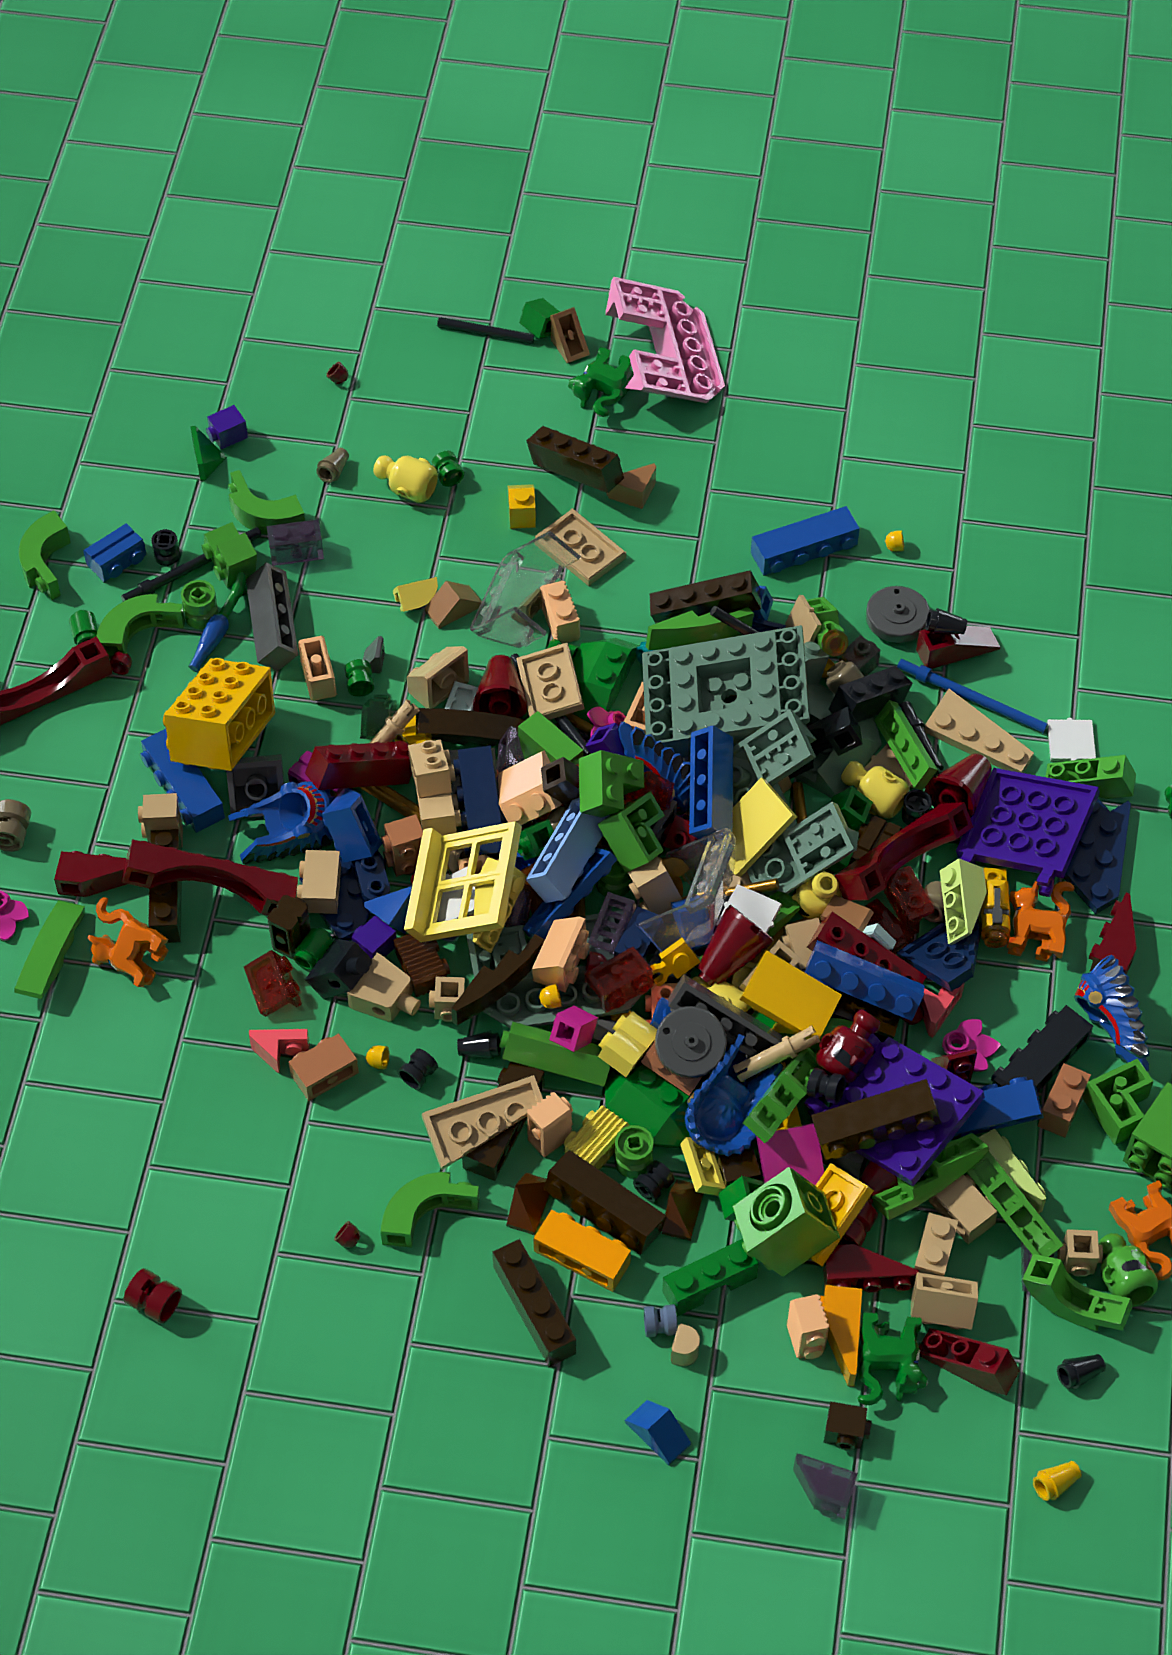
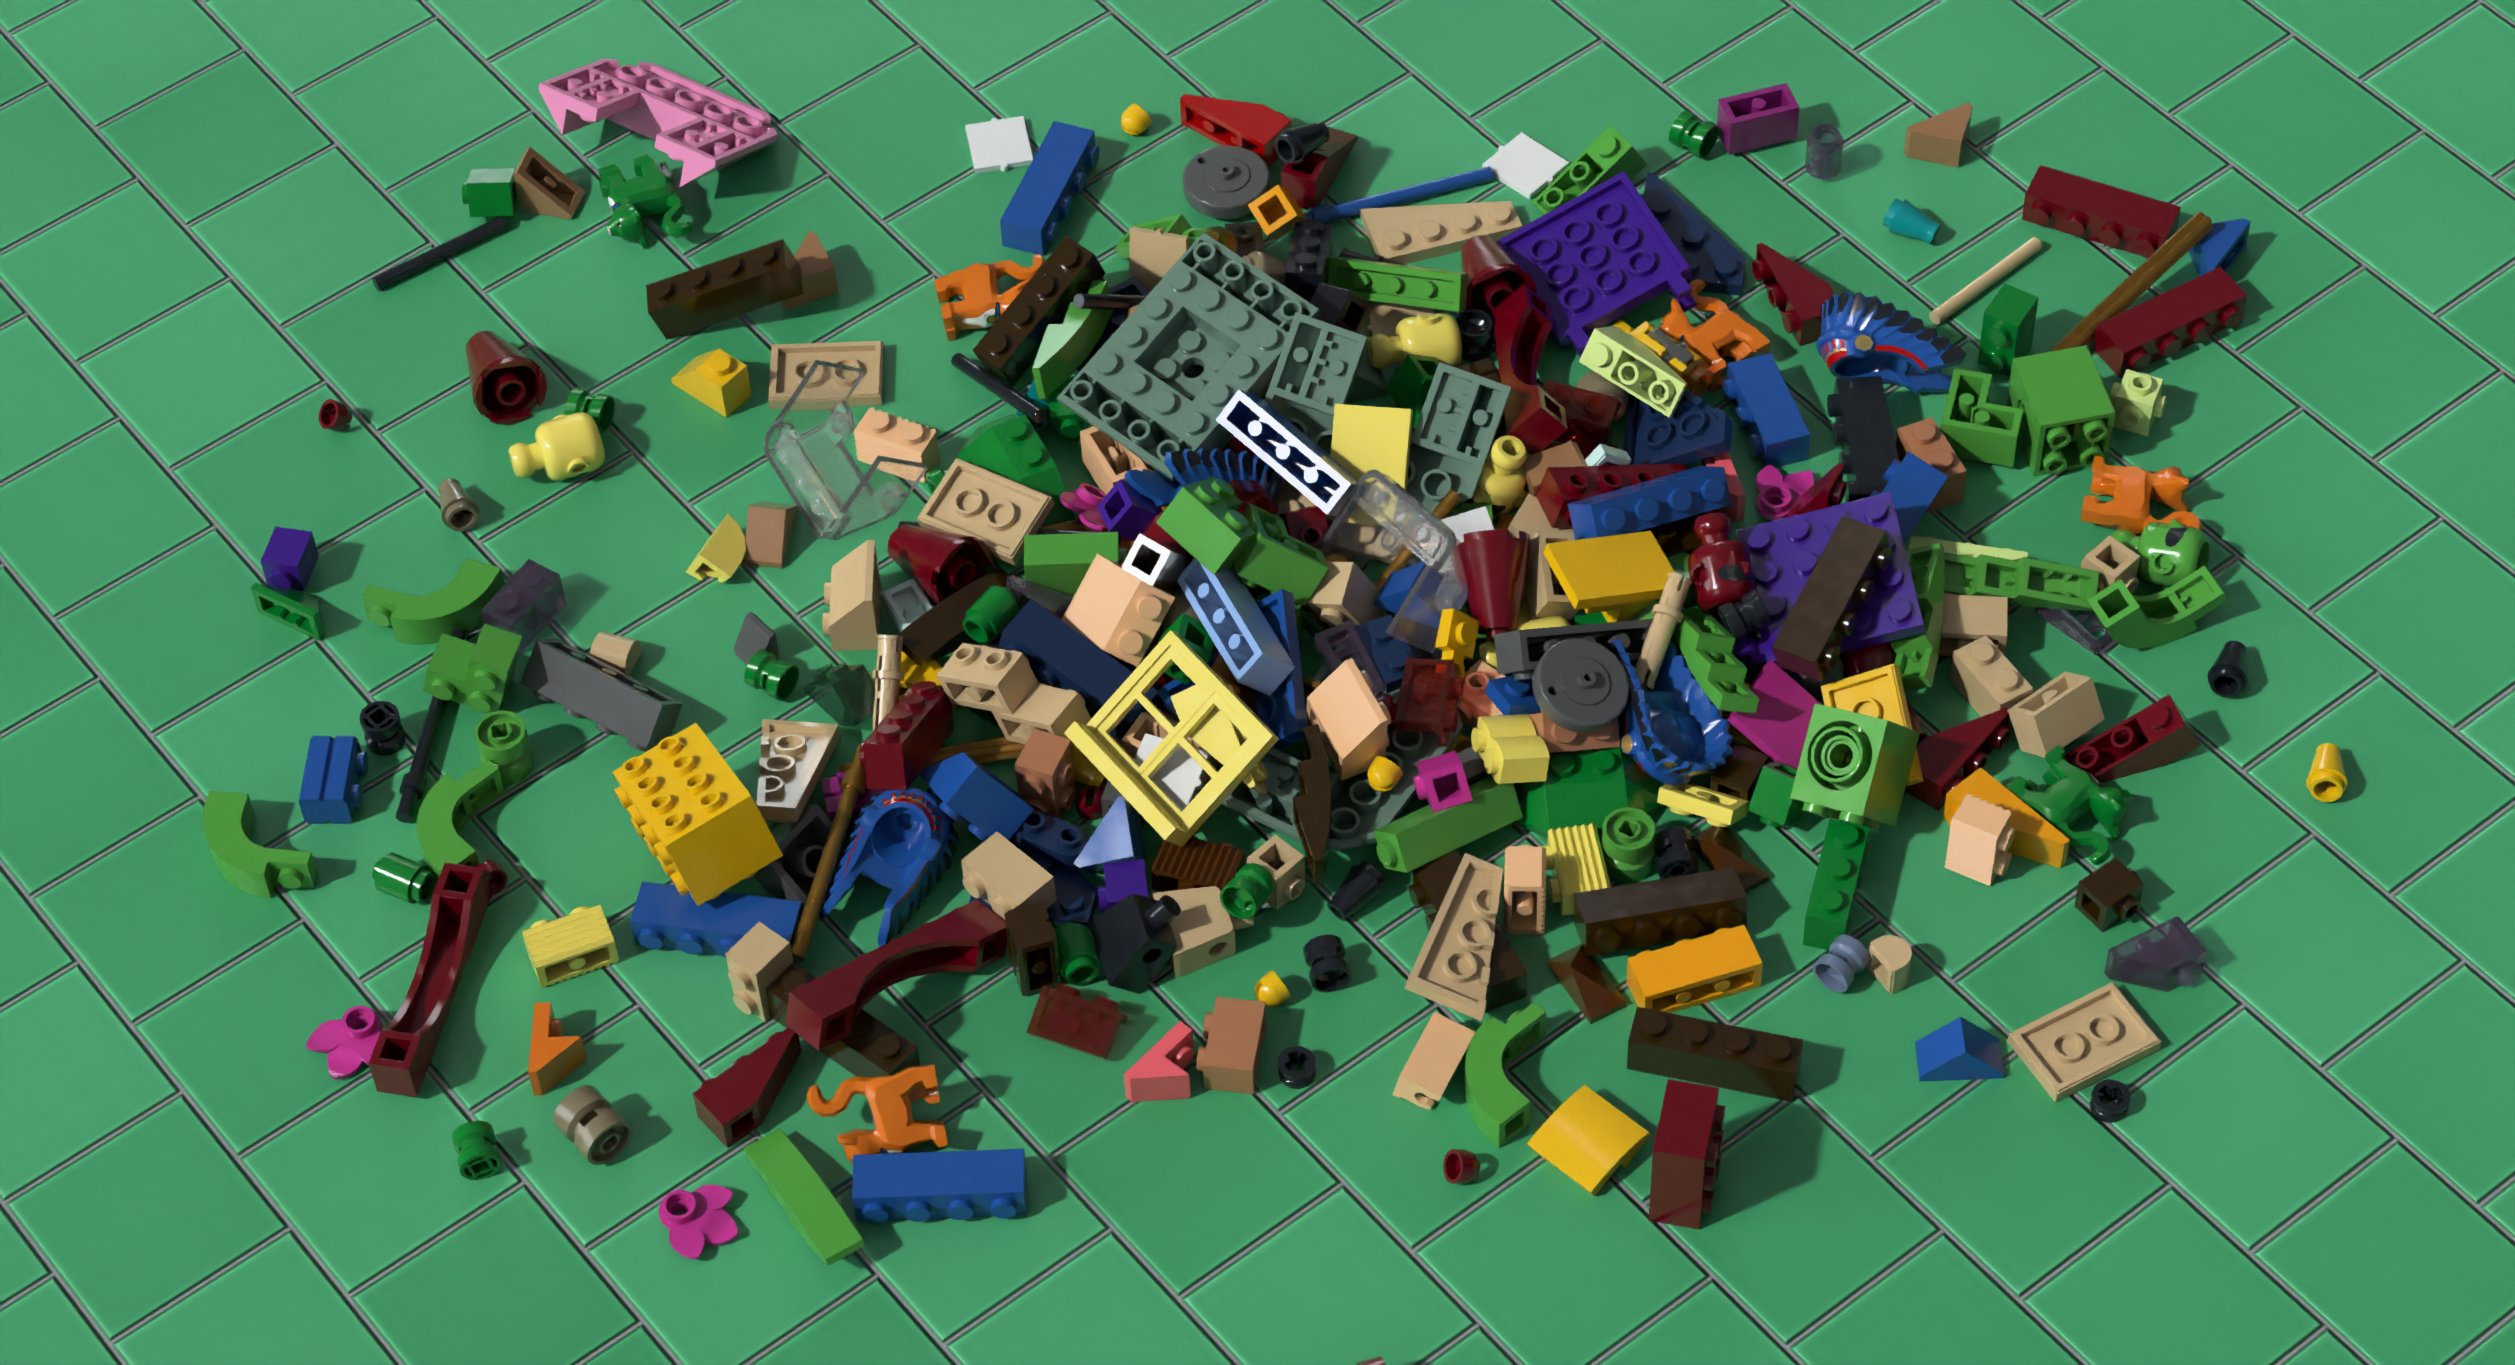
camera: 45 degrees left, 5 degrees down
(35, 772) = (550, 1052): none -> orange slope
(110, 728) = (570, 945): none -> light yellow brick
(111, 1003) = (939, 1185): none -> blue brick
(218, 624) = (546, 752): blue piece -> none
(248, 799) = (852, 785): none -> pearl gold bar
(307, 603) = (616, 651): none -> tan brick
(314, 727) = (791, 765): none -> tan wing
(317, 668) = (720, 699): light nougat brick -> none
(345, 1113) = (1298, 1055): none -> black bush
(400, 1166) = (1433, 1061): none -> light nougat hinge
(416, 994) = (1247, 891): none -> green wheel
(422, 1283) = (1588, 1139): none -> yellow slope
(425, 417) = (503, 379): none -> dark red cone
(436, 1336) = (1686, 1154): none -> dark red brick
(479, 736) = (990, 614): none -> green brick
(531, 604) = (852, 464): olive slope -> none
(641, 628) = (998, 388): none -> black bar
(693, 1538) = (2109, 1090): none -> black bush
(701, 566) = (980, 290): none -> orange animal
(732, 1489) = (2084, 1042): none -> tan tile
(815, 496) = (999, 144): none -> white piece
(891, 651) = (1277, 211): none -> light orange brick
(943, 587) = (1235, 123): none -> red slope
(1015, 989) = (1766, 411): none -> blue brick

